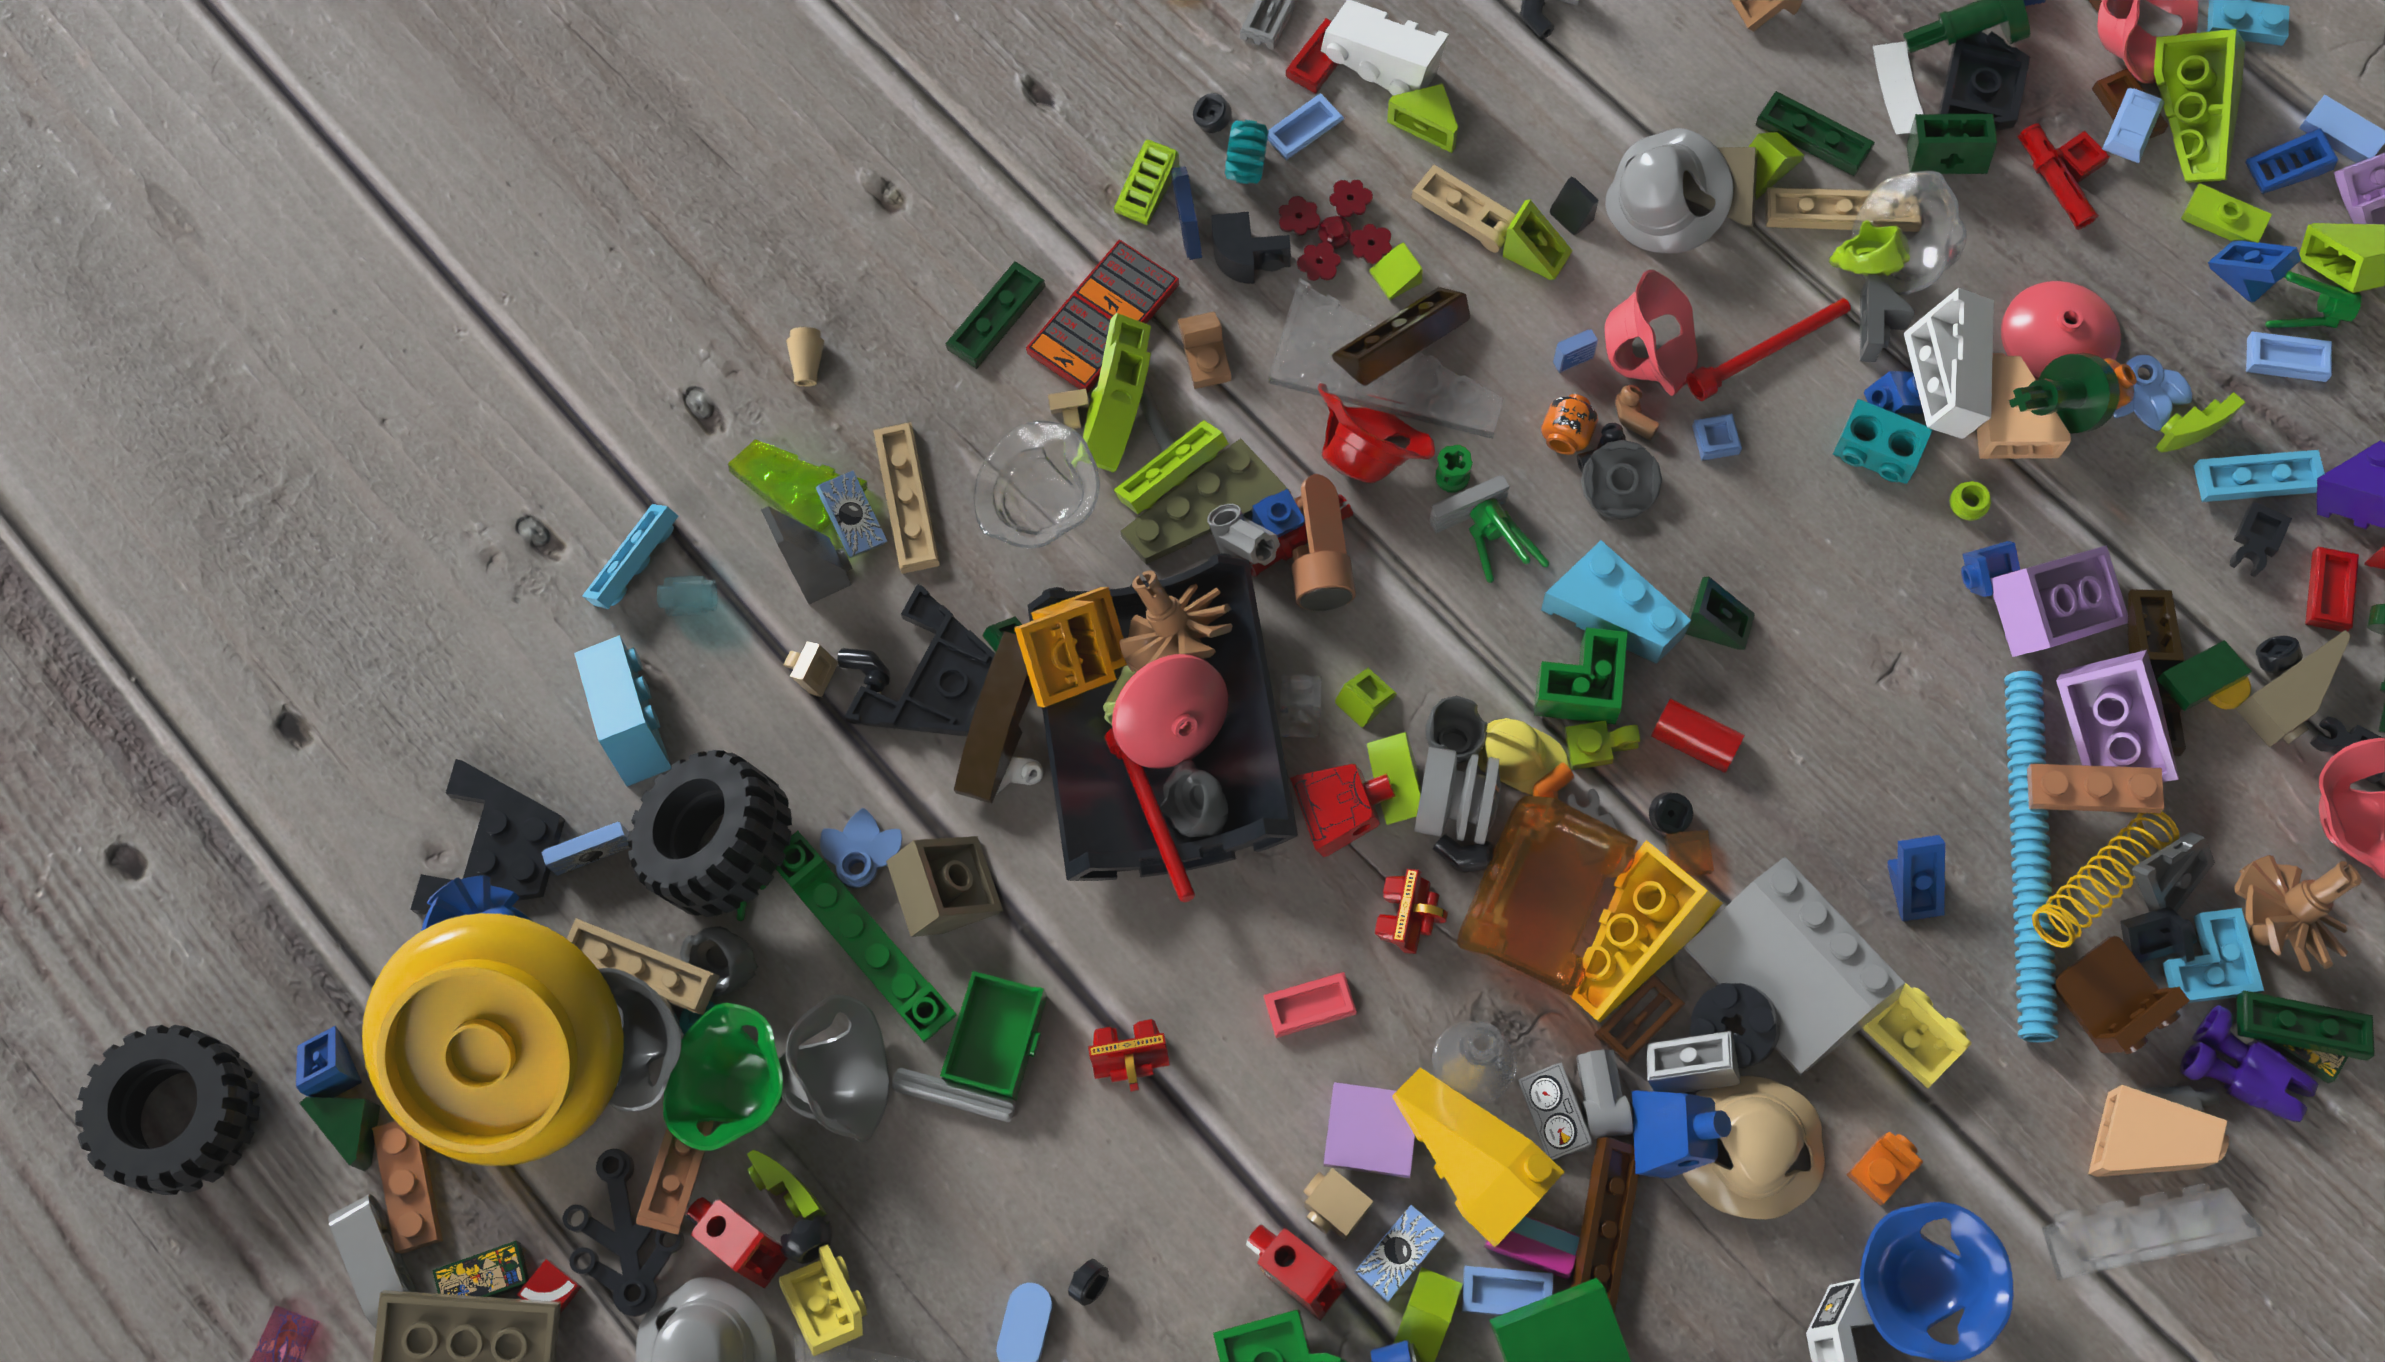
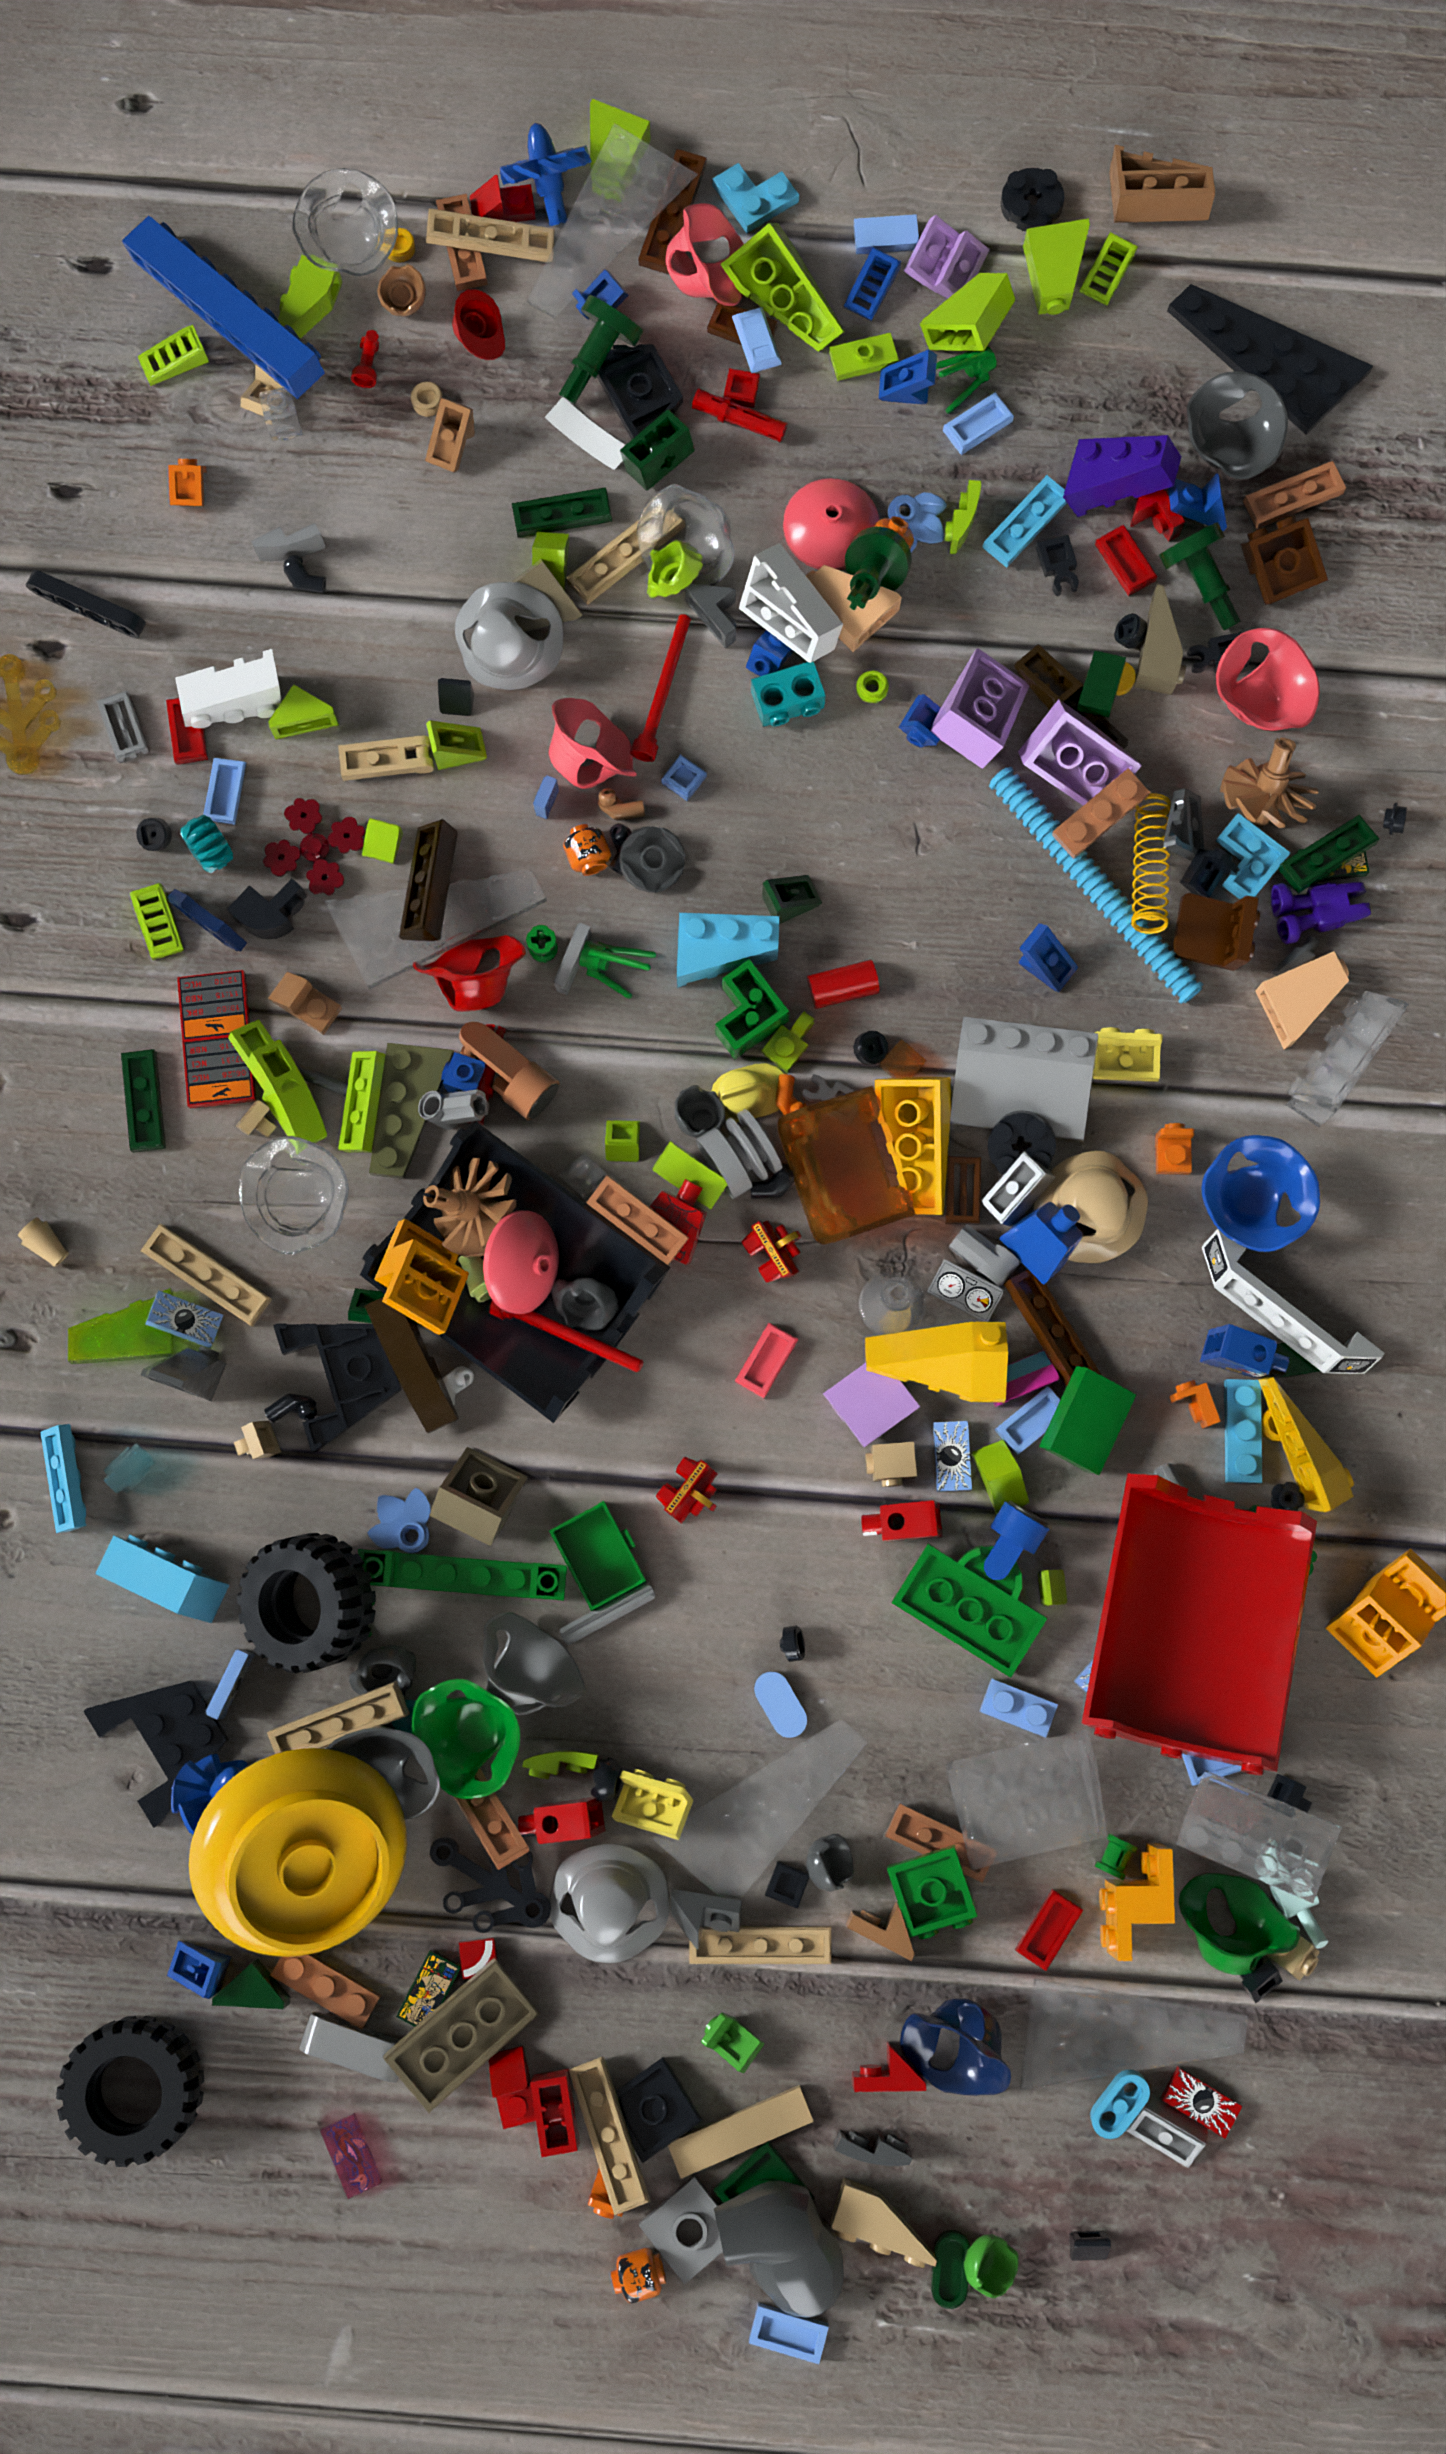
camera: 50 degrees left, 10 degrees up
(1308, 769) = (638, 1220): none -> nougat plate

